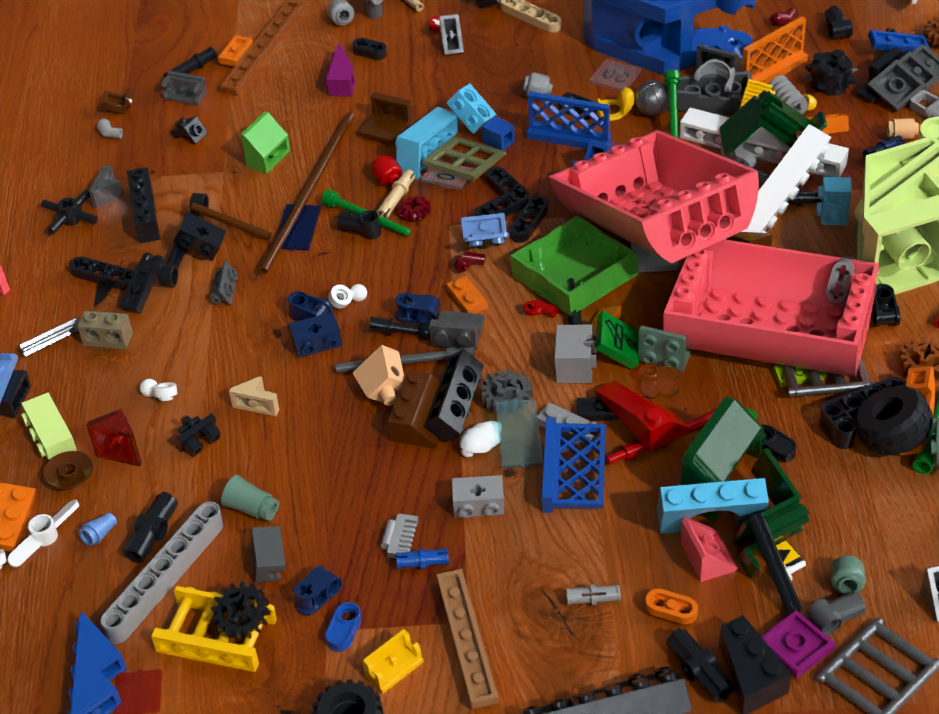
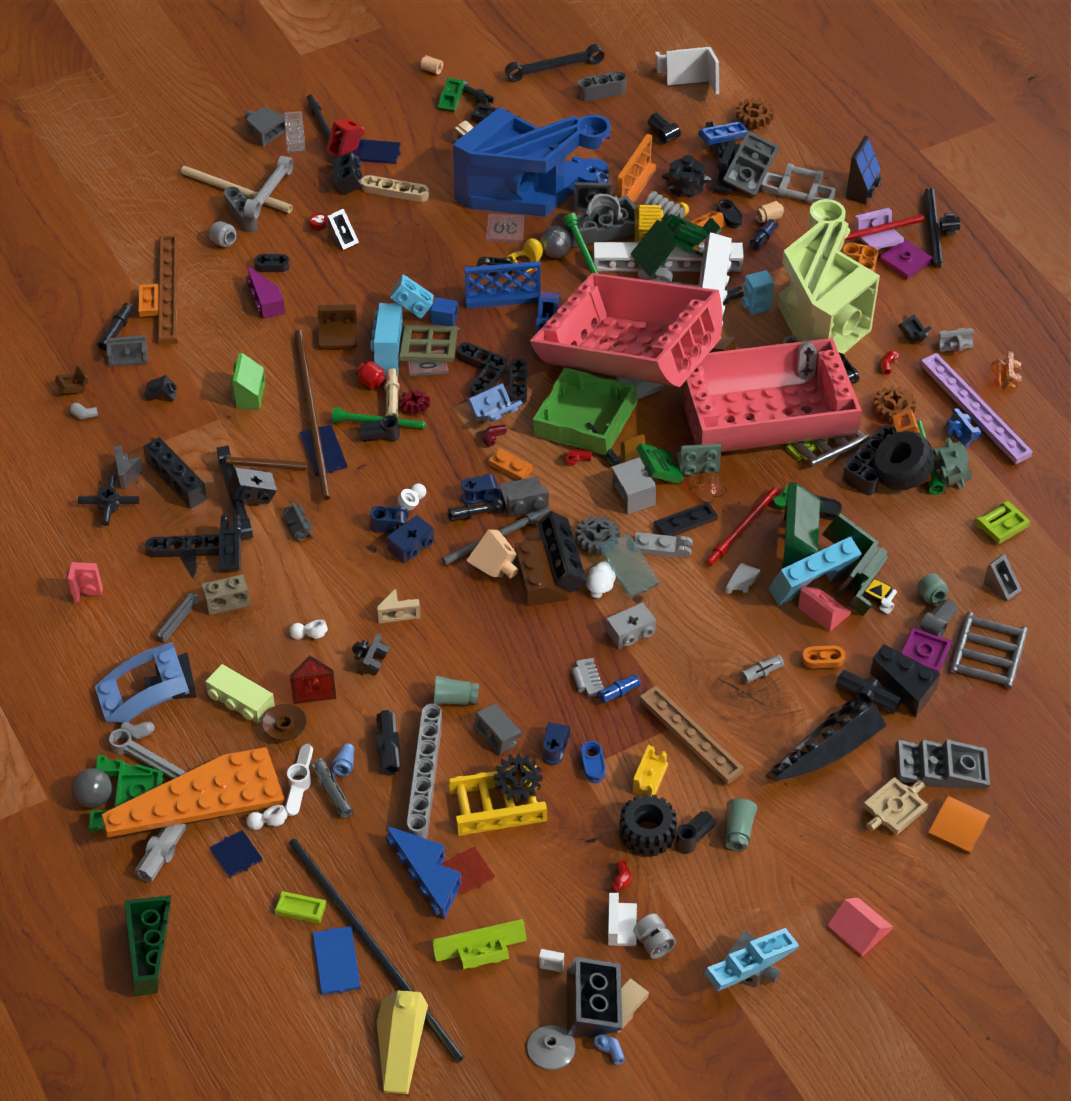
camera: 30 degrees left, 5 degrees up
(67, 544) = (328, 781): none -> dark grey pin
(537, 83) = (449, 258): light grey head -> none
(552, 466) = (674, 586): blue fence -> none
(633, 488) = (742, 578): none -> light grey slope
(644, 418) = (716, 519): red wedge -> none
(775, 563) = (883, 598): black axle -> none
(783, 18) = (616, 134): dark red arm -> none
(859, 123) = (732, 216): none -> black piece

